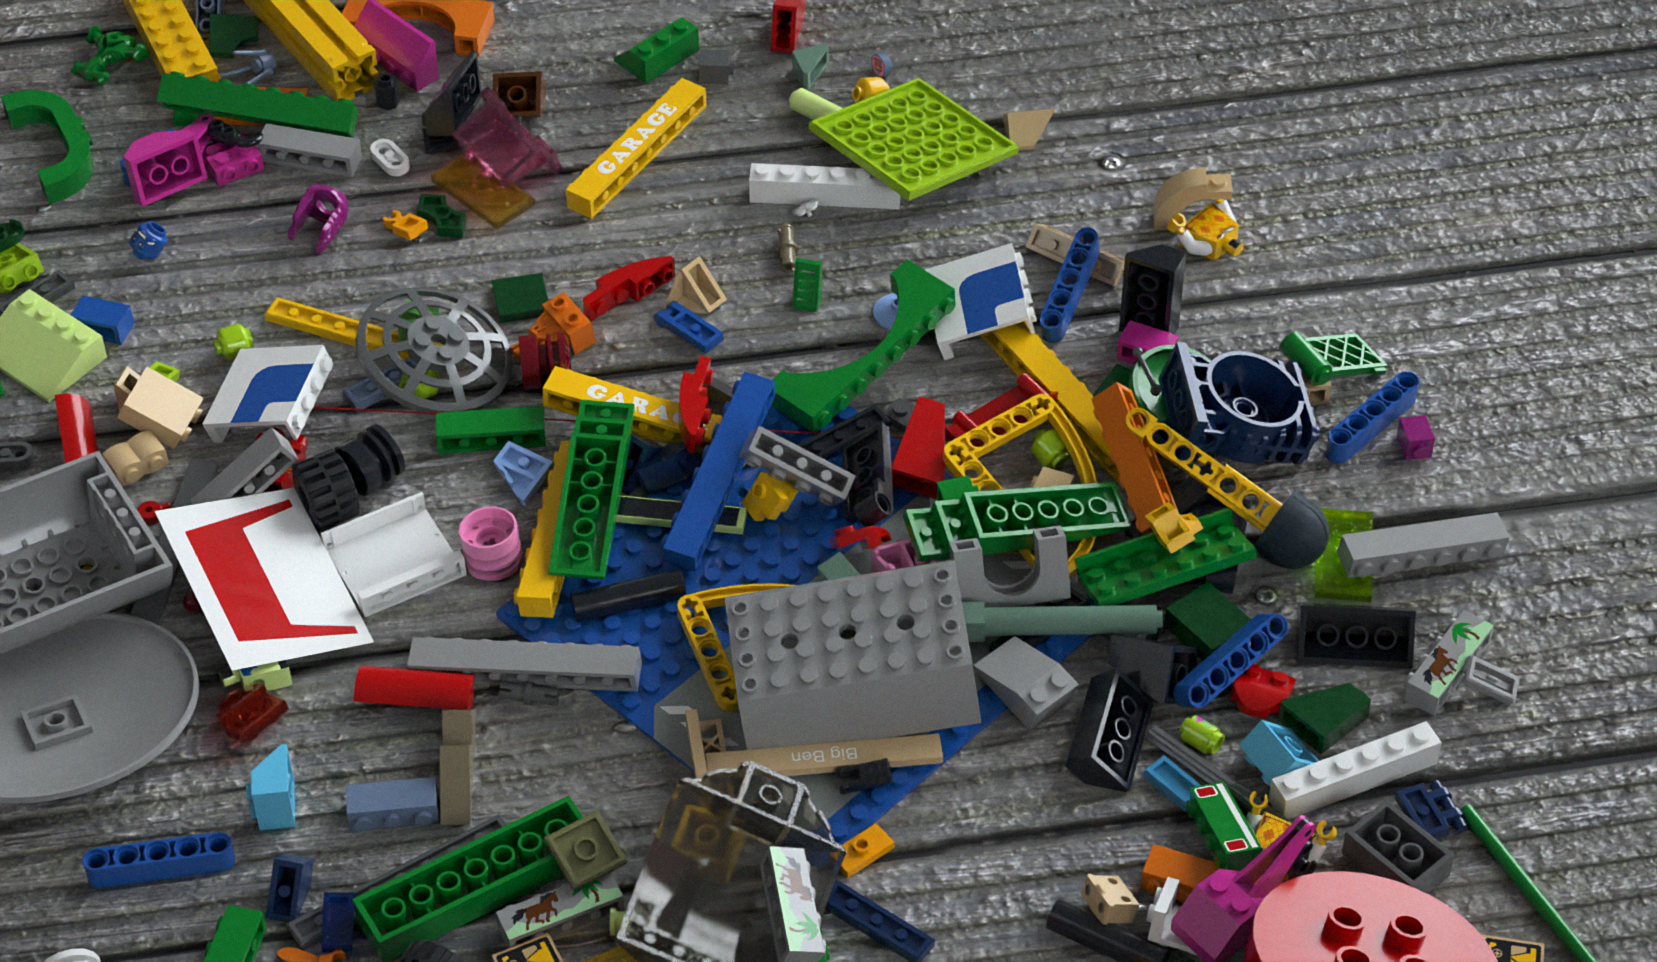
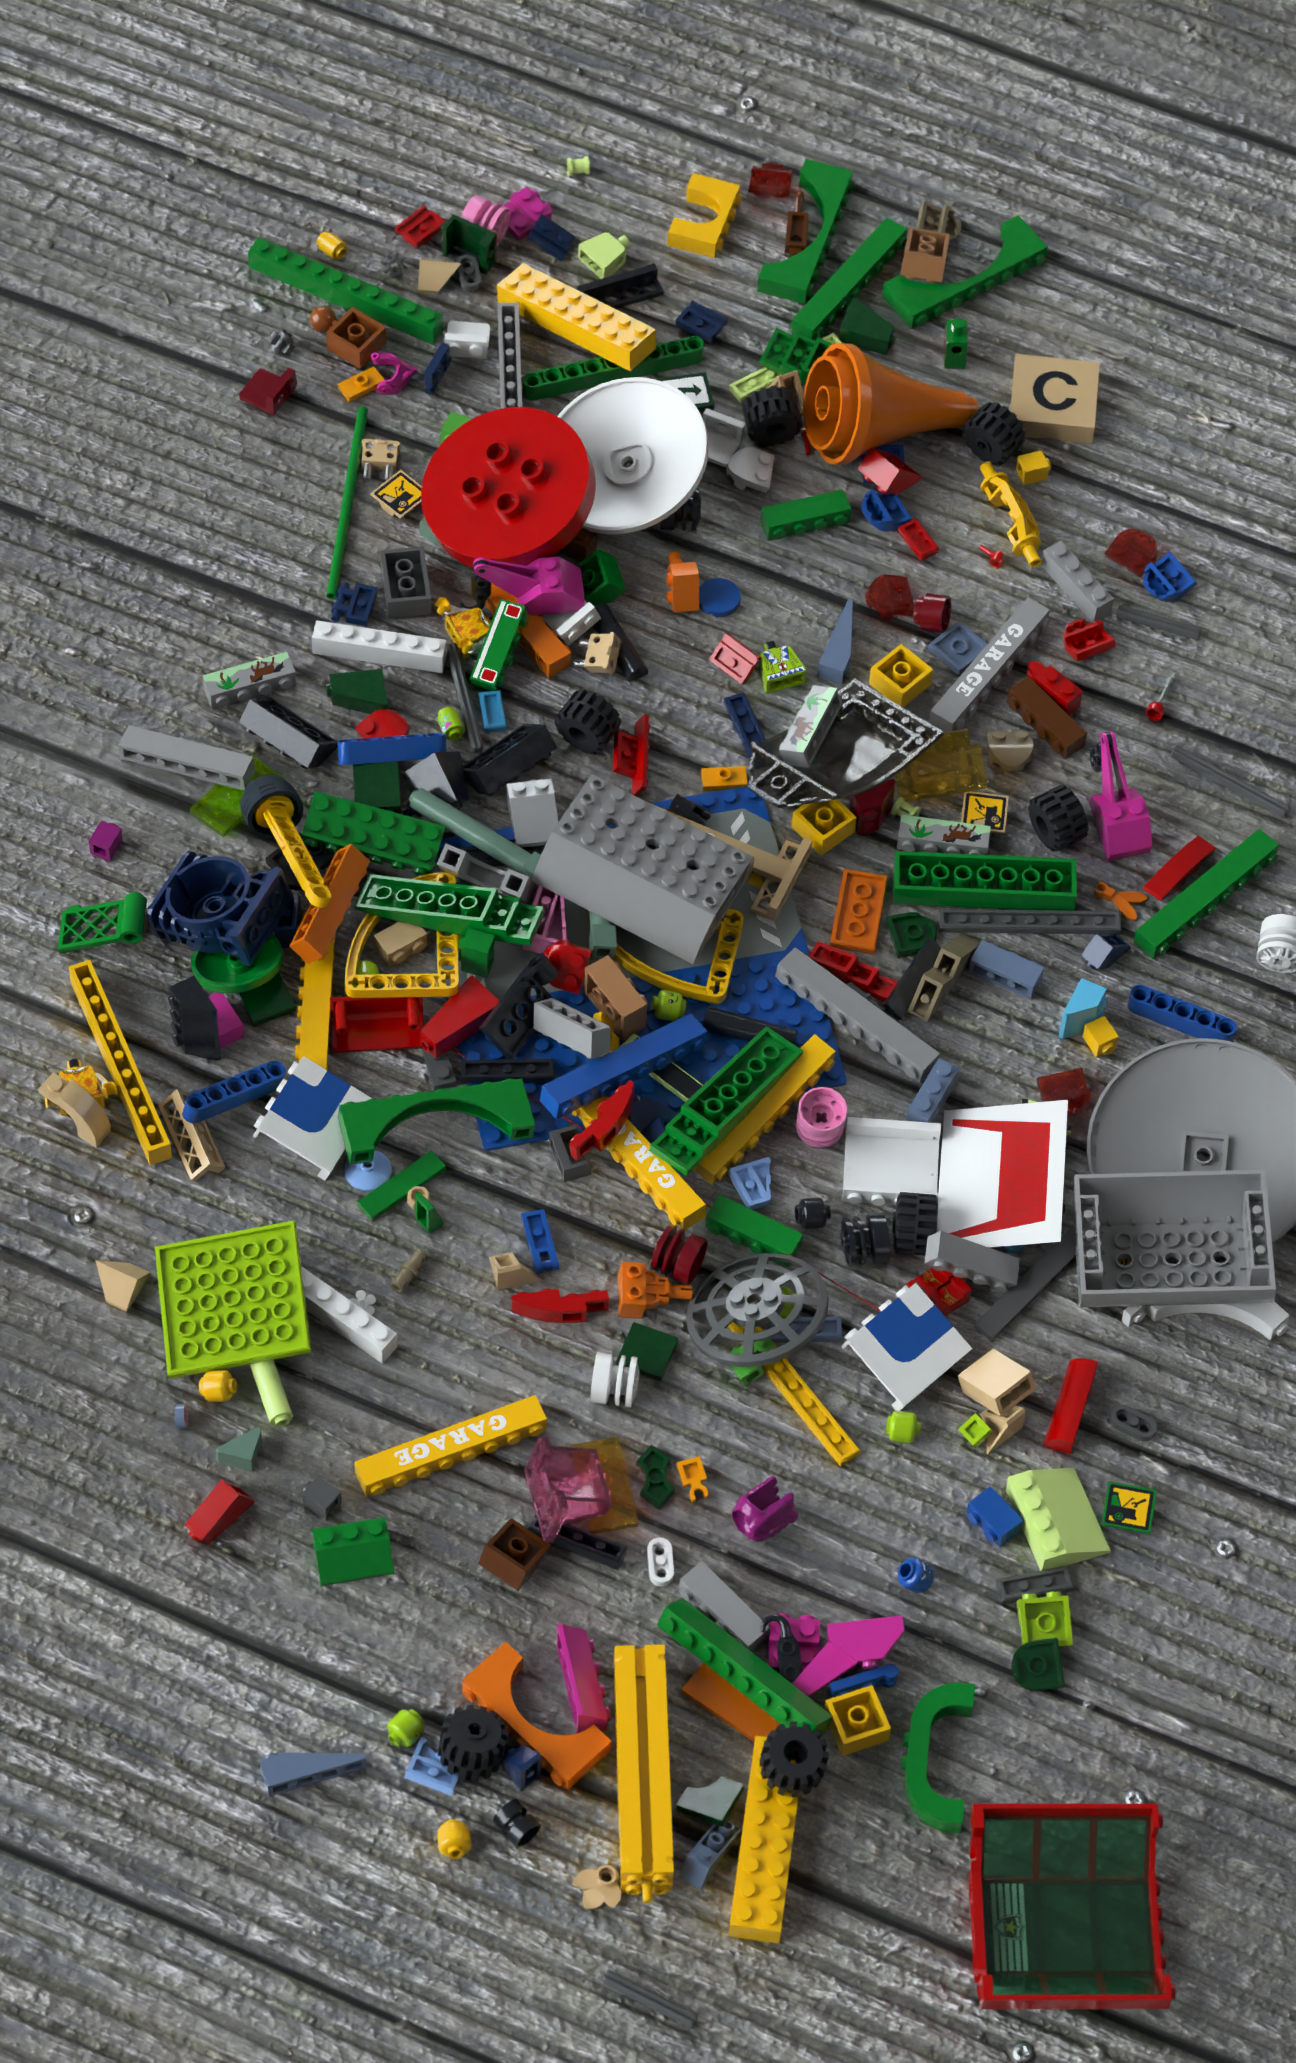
camera: 150 degrees left, 10 degrees up
(112, 49) = (829, 1841): green piece -> none
(133, 119) = (857, 1720): none -> yellow brick
(136, 457) = (1040, 1358): tan brick -> none
(147, 511) = (1043, 1307): red piece -> none
(165, 40) = (797, 1745): none -> black wheel
(233, 787) = (1100, 1036): none -> yellow brick
(262, 63) = (705, 1741): sand blue plant -> none
(338, 922) = (1088, 907): clear blue tile -> none
(387, 91) = (618, 1632): black brick -> none
(391, 628) = (933, 1092): none -> sand blue brick
(414, 687) = (945, 1039): red brick -> none
(442, 468) = (812, 1213): none -> black head
(455, 99) = (577, 1566): black slope -> none
(489, 742) = (904, 991): none -> black tile
(525, 793) = (910, 932): none -> dark green tile
(528, 241) = (614, 1379): none -> white wheel
(571, 716) = (849, 969): none -> red slope
(585, 850) = (909, 844): olive tile -> none
(604, 784) = (859, 911): none -> orange tile
(726, 566) = (668, 1005): none -> lime head
(781, 531) = (616, 997): none -> medium nougat brick
(830, 305) = (411, 1195): none -> tan tile
(855, 311) = (397, 1187): none -> green tile
(983, 808) = (631, 755): none -> red bracket
(1051, 795) = (587, 722): none -> black wheel
(1155, 388) = (260, 958): dark grey hinge -> none
(1173, 528) = (357, 829): yellow brick -> none
(1205, 264) = (120, 1062): none -> yellow brick
(1275, 750) = (413, 682): medium azure slope -> none
(1372, 417) = (107, 873): blue beam -> none
(1490, 684) = (238, 650): light grey tile -> none

